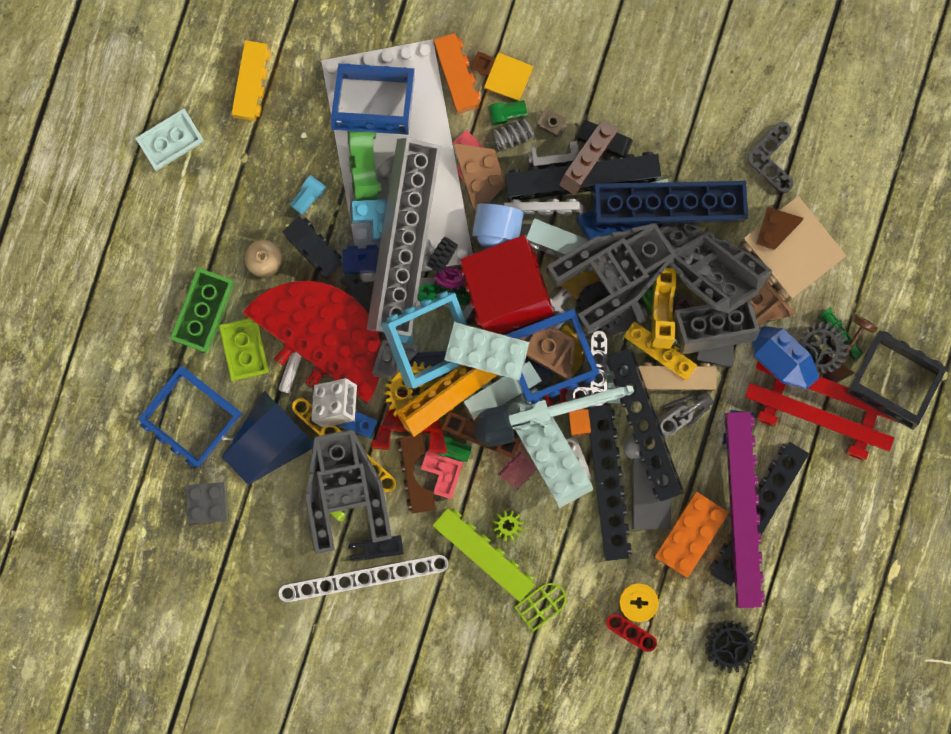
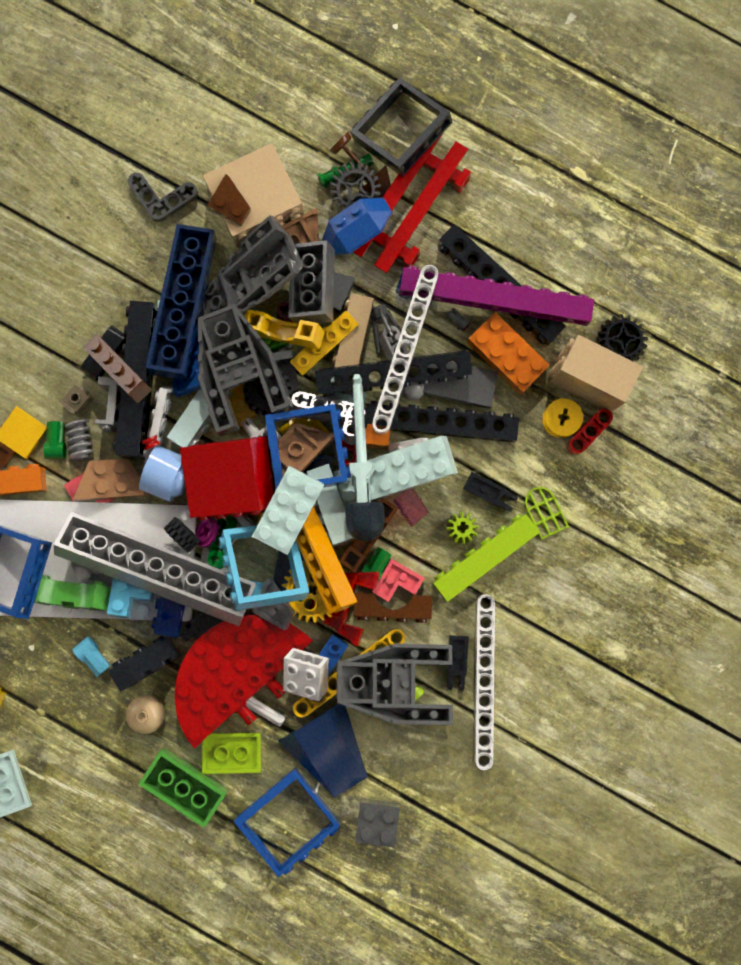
camera: 85 degrees left, 0 degrees up
(524, 205) = (151, 442): none -> red bush
(550, 543) = (488, 491): none -> black hinge
(677, 430) = (405, 339): none -> white beam
(686, 620) = (594, 374): none -> tan brick
(715, 478) = (461, 322): none -> dark grey pin

